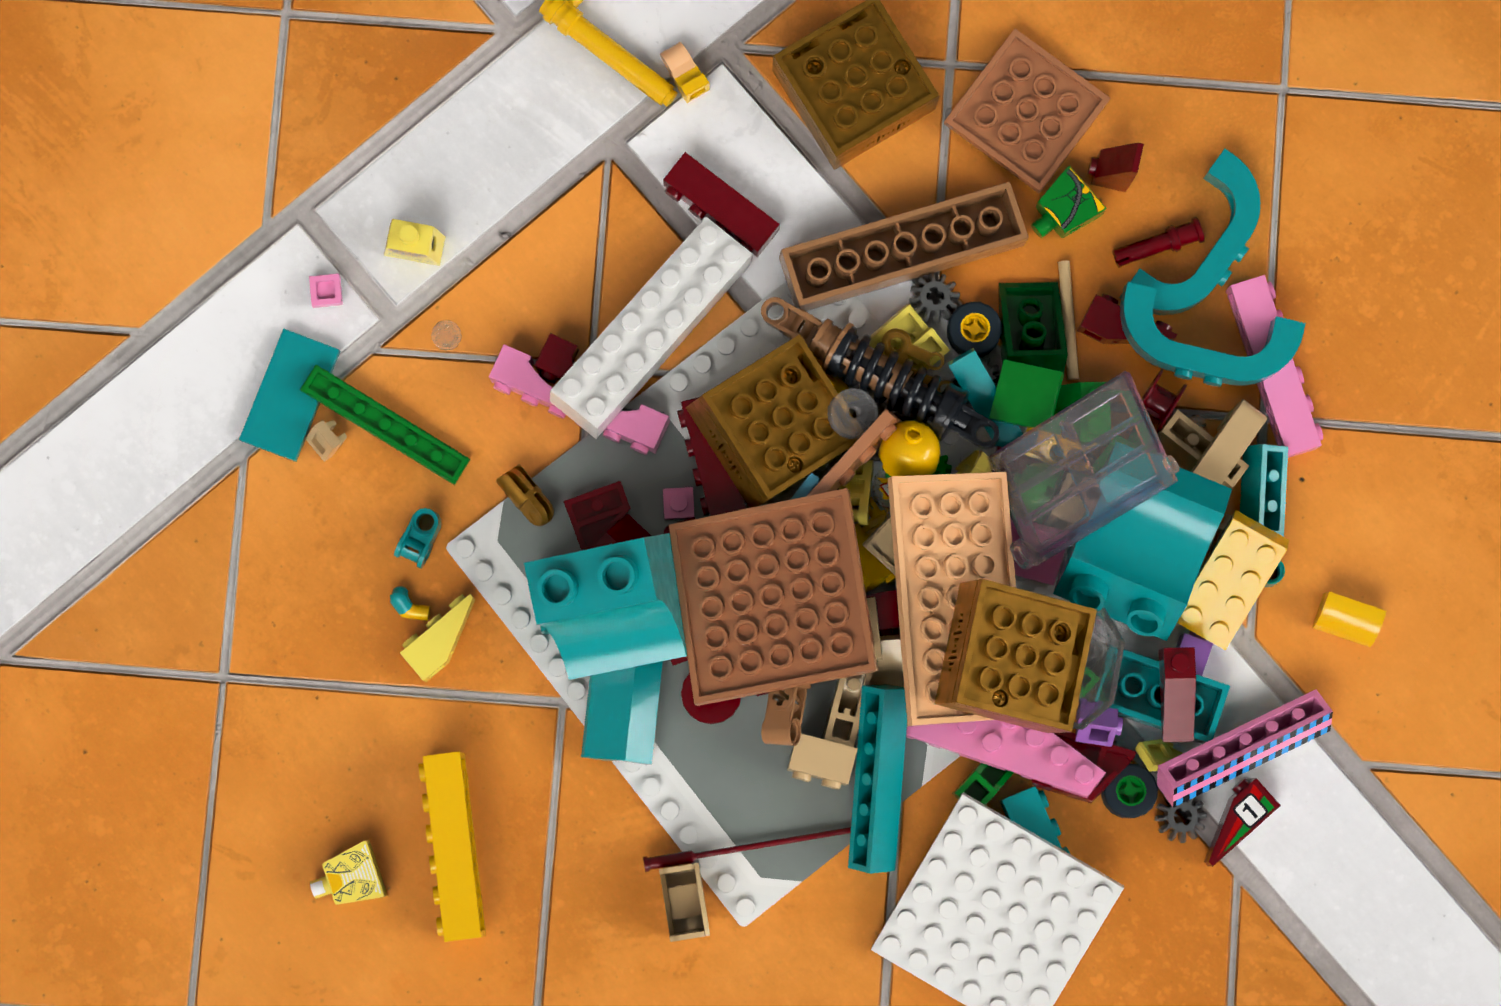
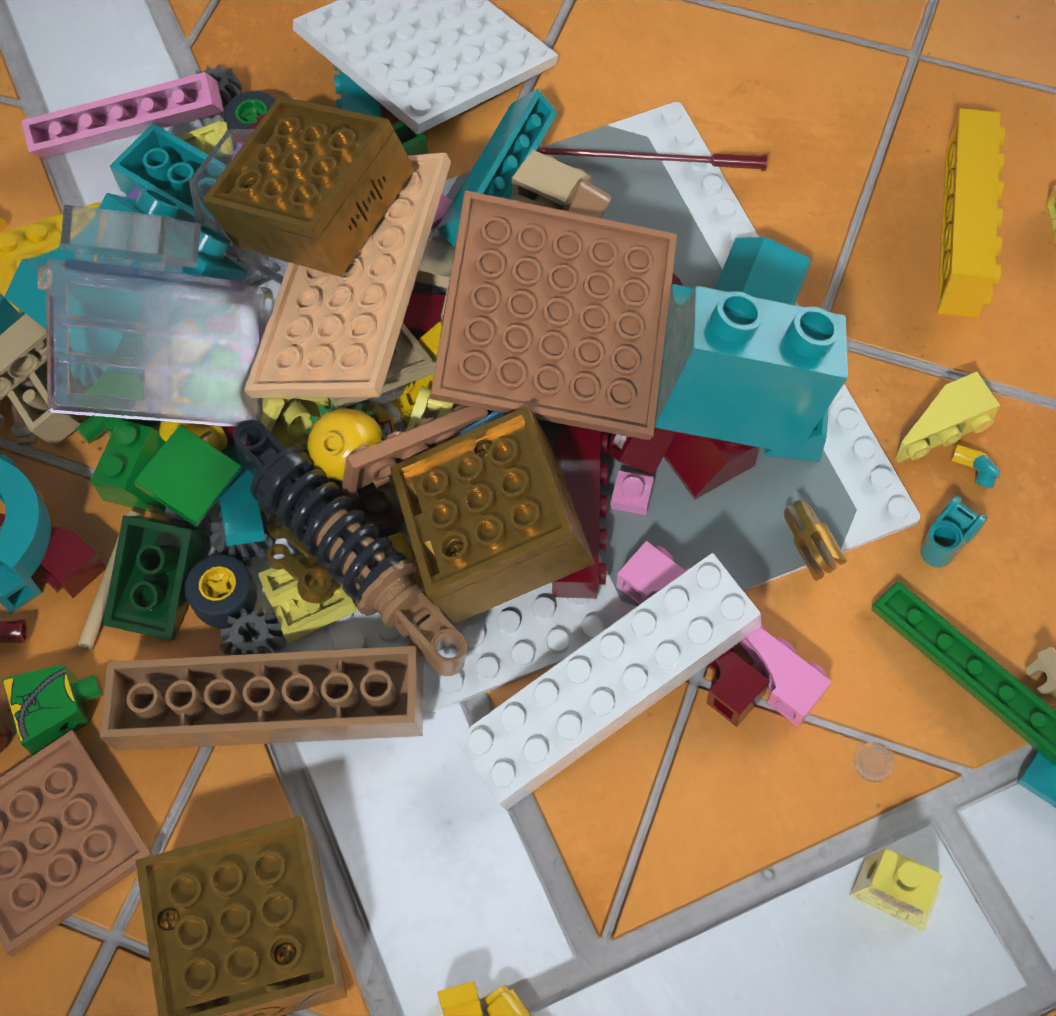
camera: 155 degrees left, 20 degrees down
(326, 290) = (1028, 861): bright pink plate -> none
(596, 512) = (732, 502): dark red wing -> none
(684, 902) = (732, 123): tan piece -> none
(720, 203) = (475, 827): dark red brick -> none
(839, 415) = (401, 503): clear piece -> none
(1134, 546) = (130, 239): none -> clear brick
(1160, 401) = (49, 450): dark red piece -> none
(1177, 693) = (161, 161): slope -> none
(1242, 814) = (165, 66): slope -> none

